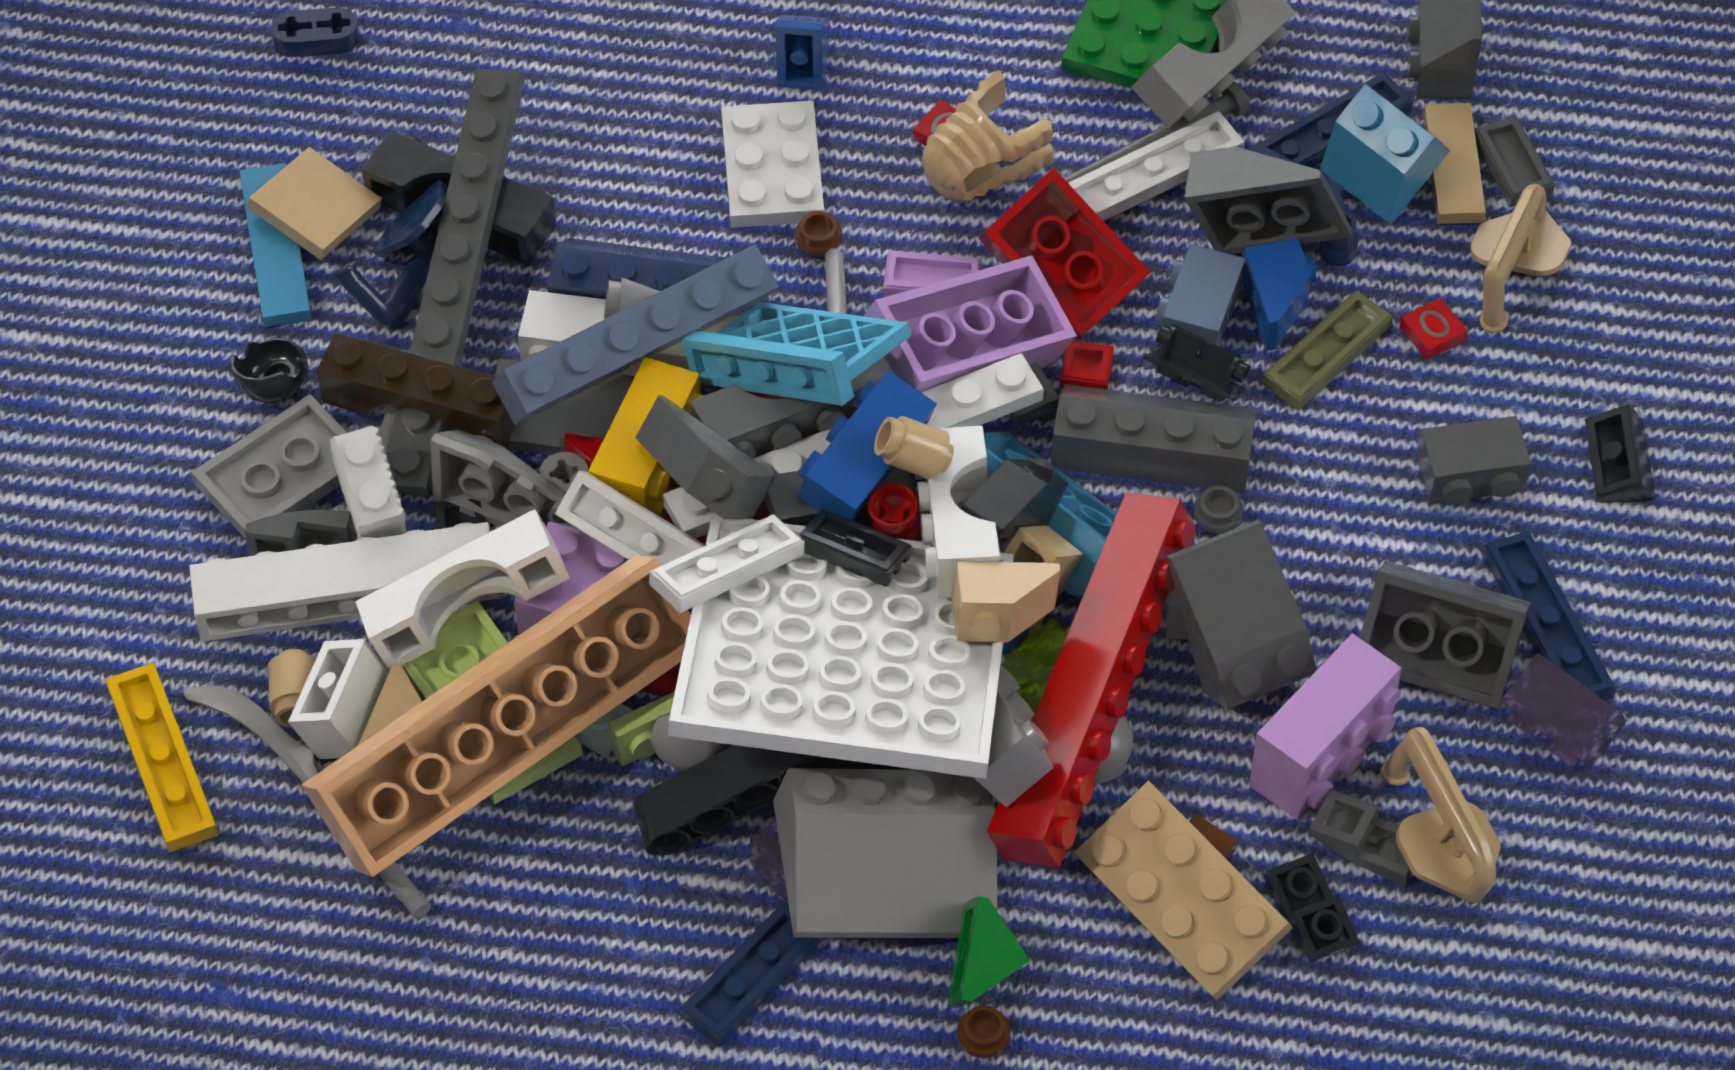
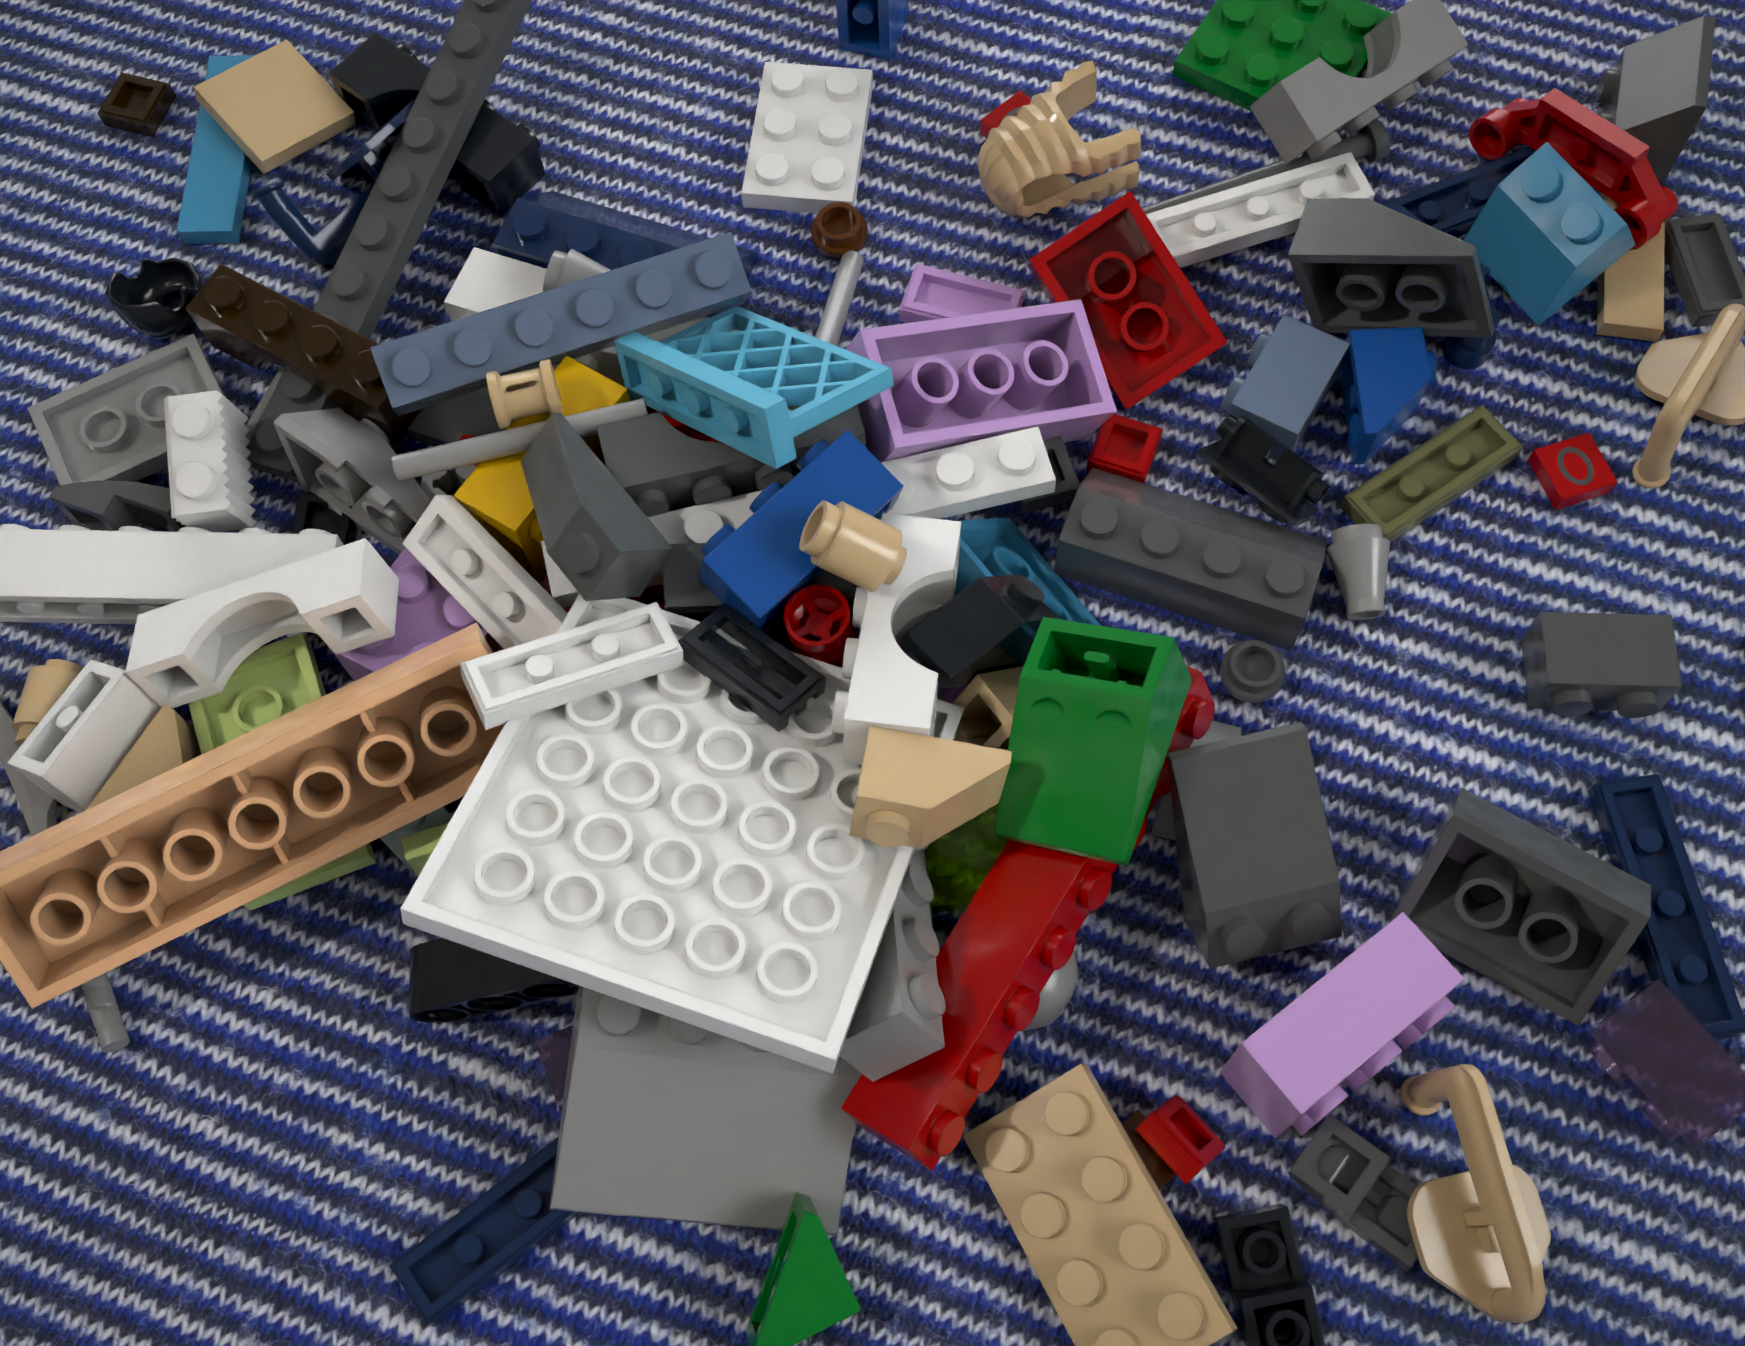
camera: 15 degrees right, 10 degrees up
(185, 220) = (137, 104): none -> dark brown tile
(618, 426) = (505, 442): none -> light grey bar
(627, 387) = (524, 393): none -> tan bush
(1110, 550) = (1090, 737): none -> green slope
(1230, 823) = (1180, 1138): none -> red tile
(1285, 422) = (1360, 566): none -> light grey cone
(1403, 83) = (1591, 145): none -> red plate

